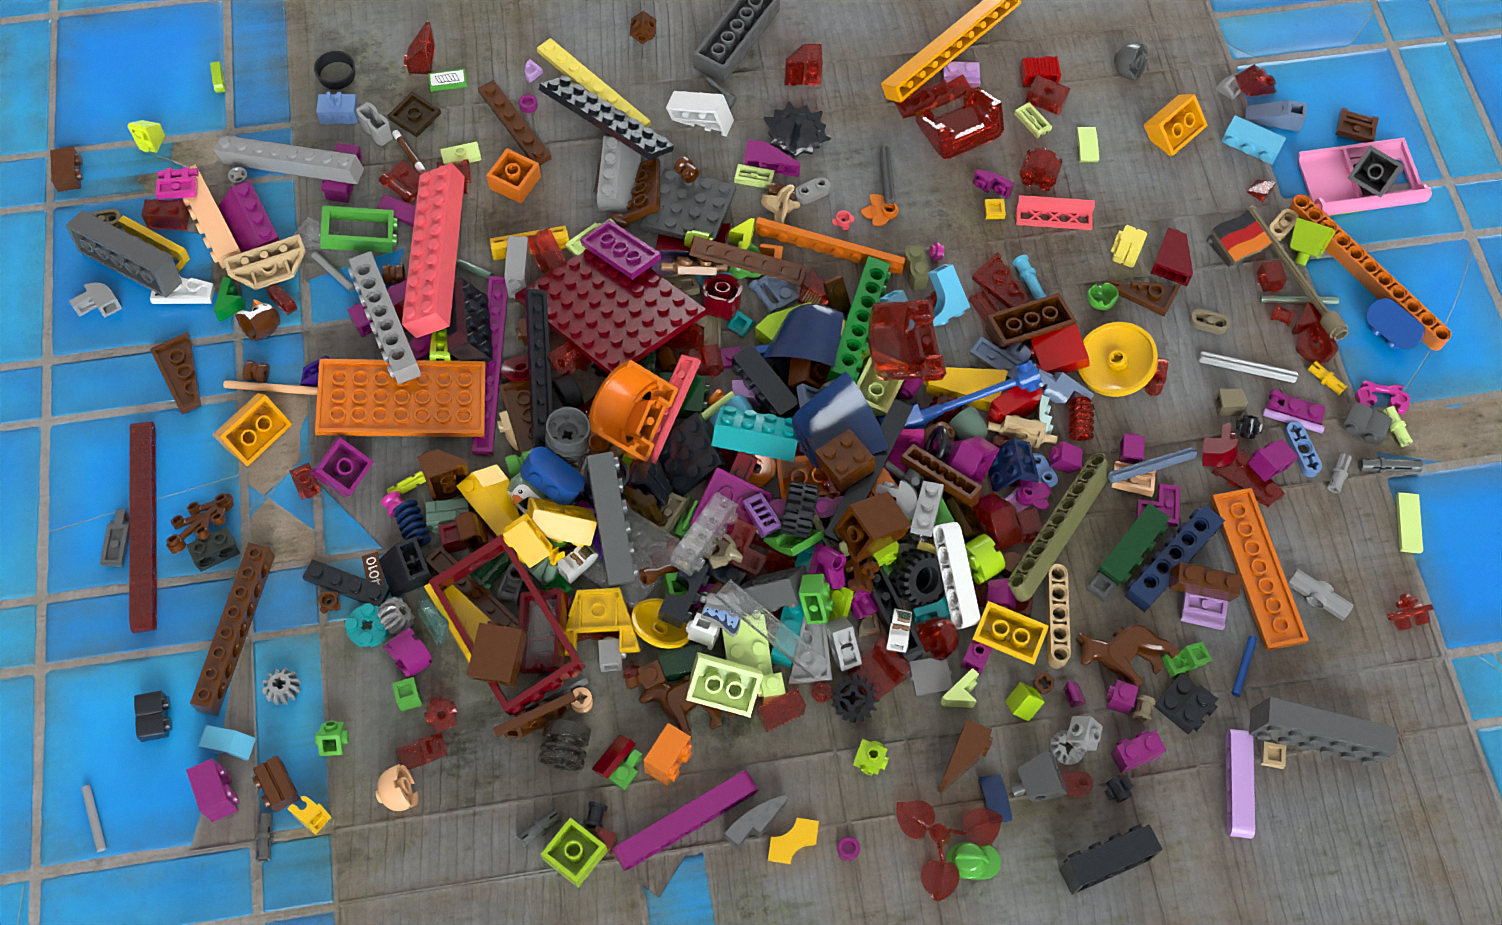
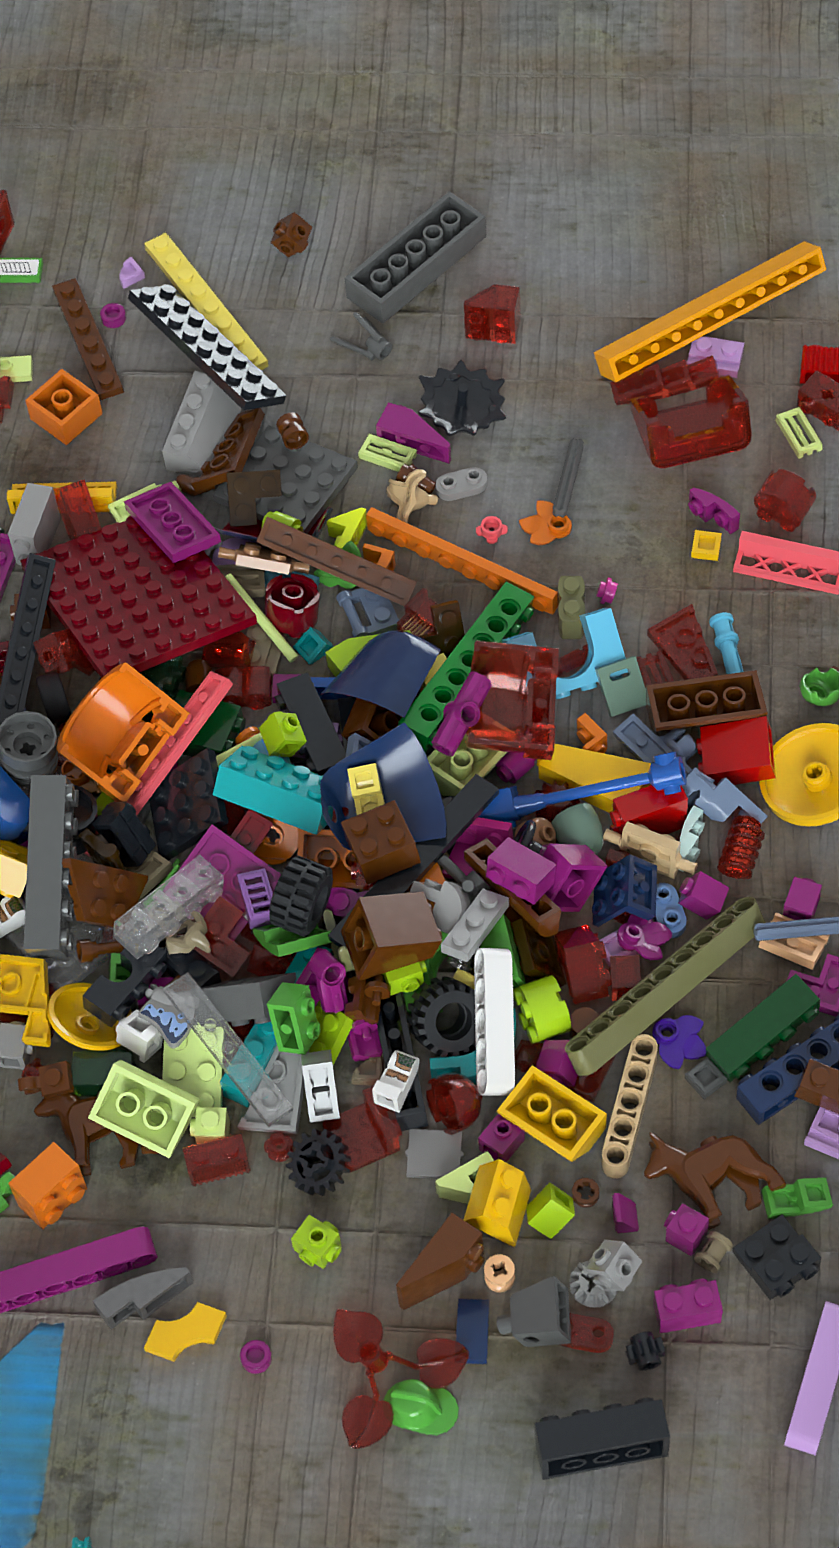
camera: 20 degrees right, 5 degrees down
(652, 531) = (102, 892): none -> reddish brown wing
(666, 217) = (244, 488): none -> dark brown plate
(701, 109) = (339, 354): white wedge -> none
(710, 316) = (264, 622): none -> yellowish green bar
(747, 392) = (282, 734): none -> lime brick
(823, 424) = (365, 787): none -> light yellow slope
(872, 357) = (461, 713): none -> magenta piece
(948, 463) = (521, 870): none -> magenta brick
(955, 356) = (591, 734): none -> orange bracket
(969, 322) = (625, 692): none -> sand green piece
(989, 702) = (498, 1201): none -> yellow slope
(999, 757) = (498, 1280): none -> light nougat wheel
(1079, 562) = (682, 1043): none -> dark purple plate

